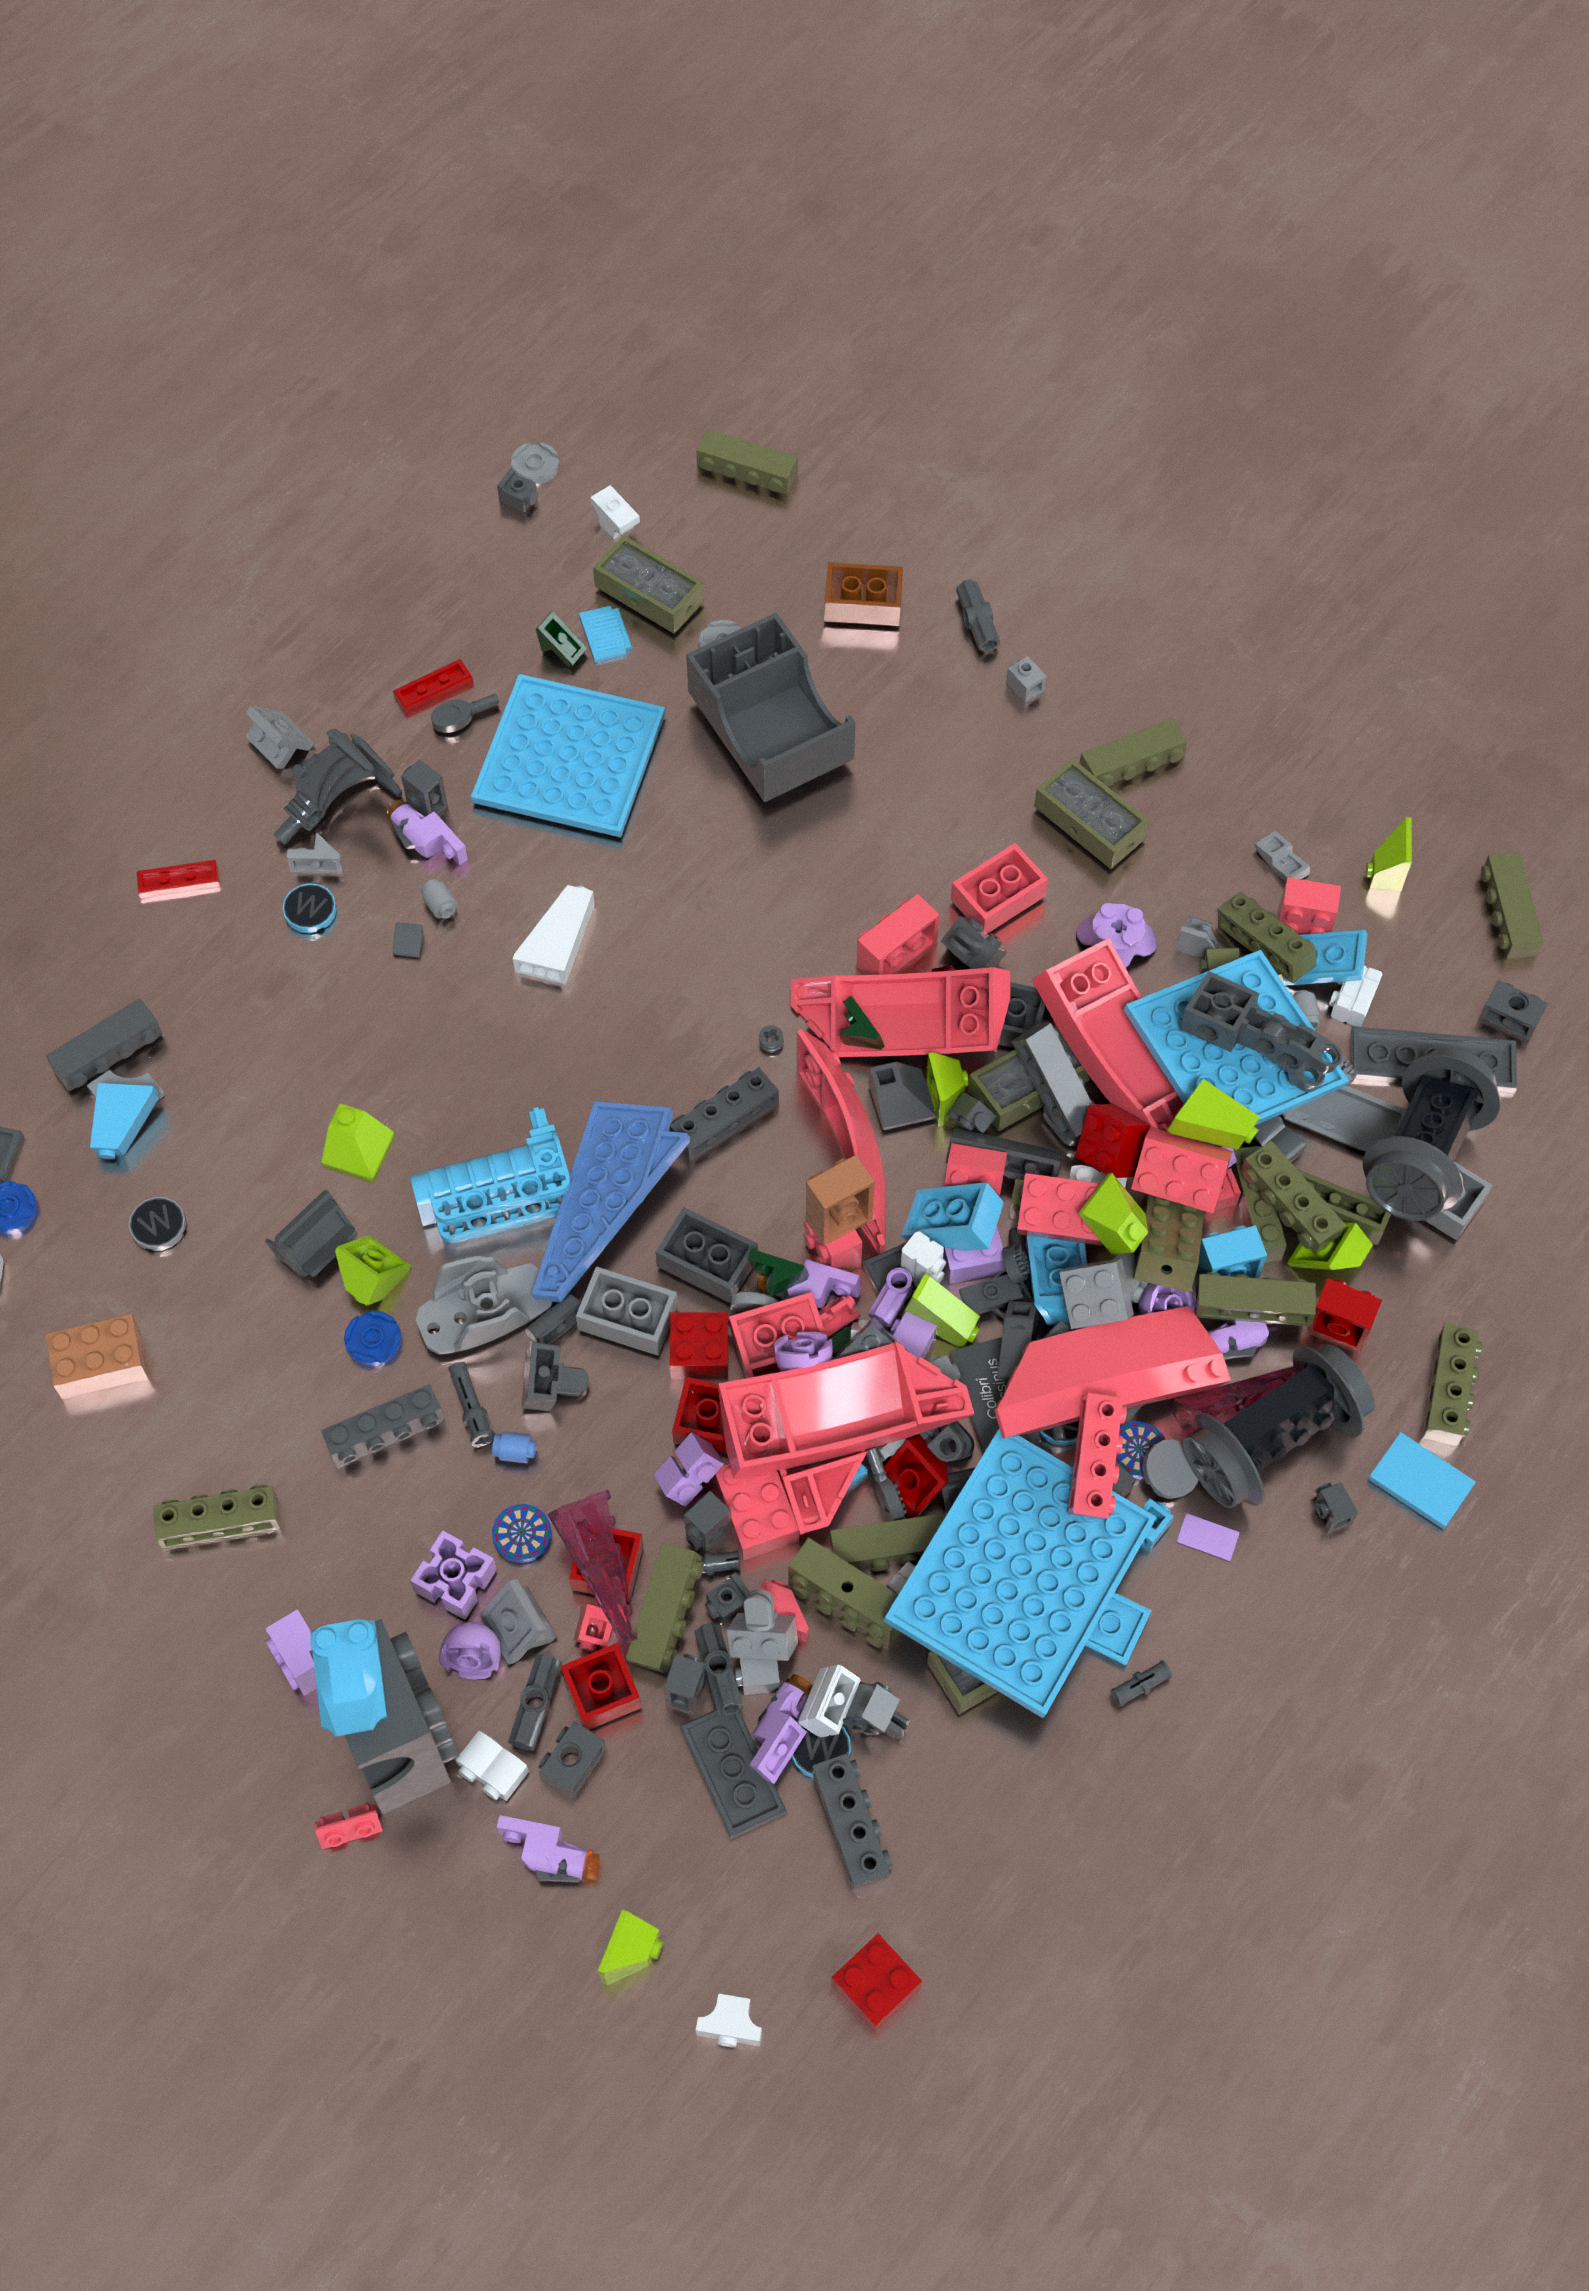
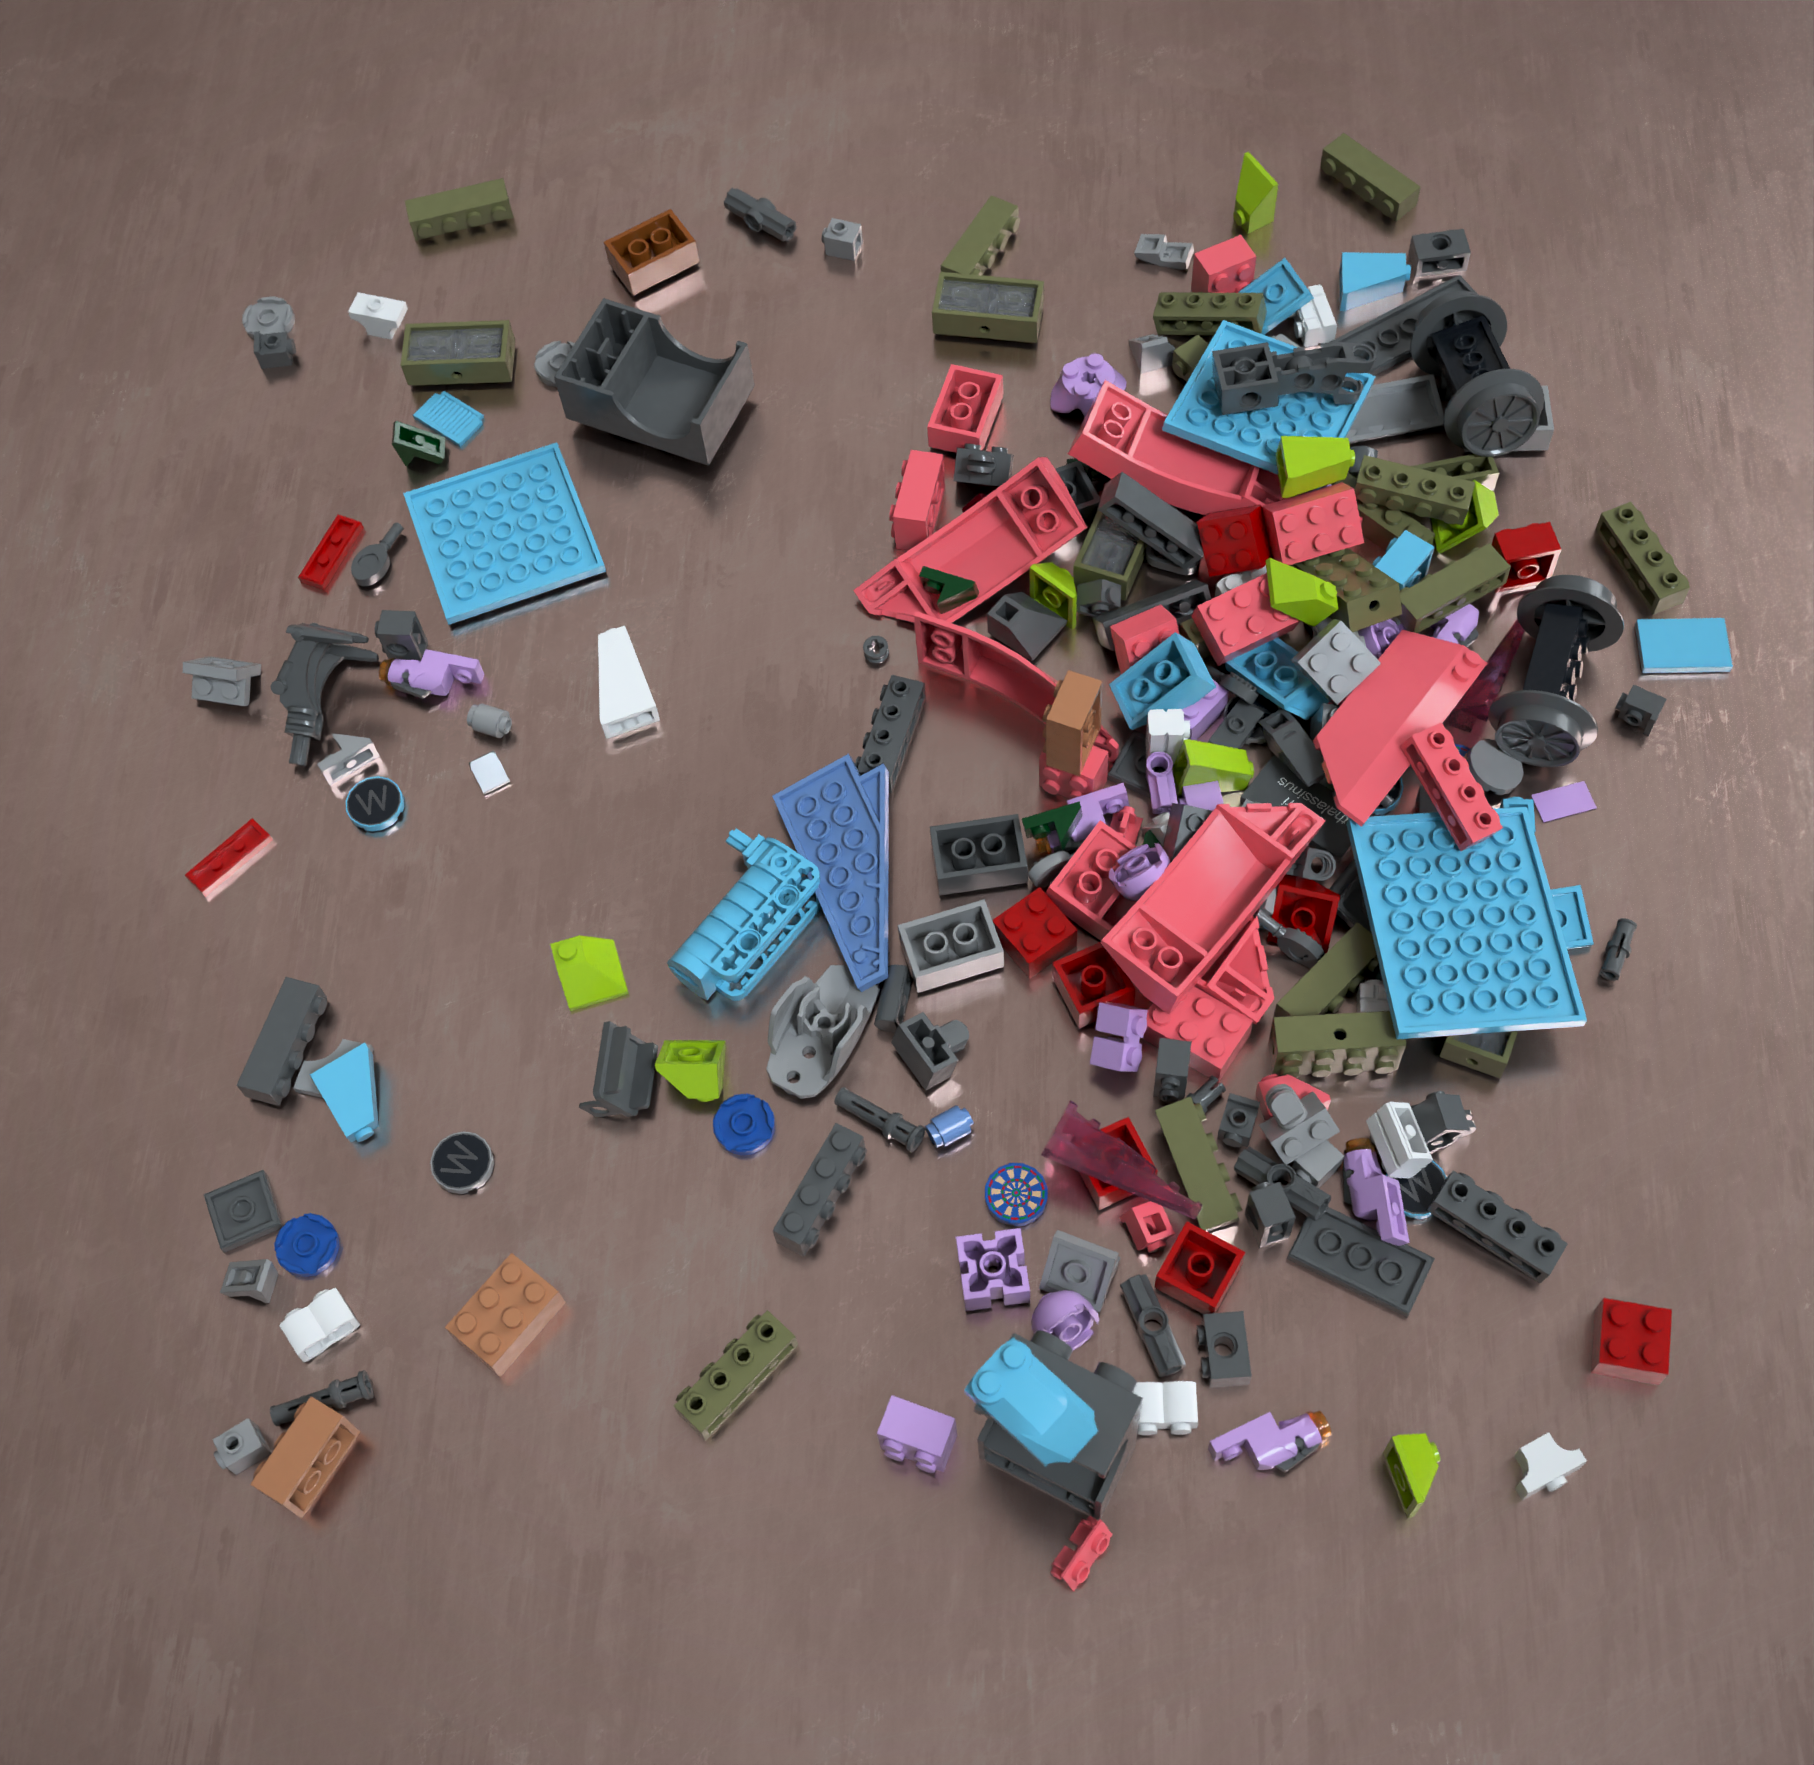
camera: 30 degrees left, 0 degrees up
(1434, 993) = (1370, 277): none -> medium azure slope

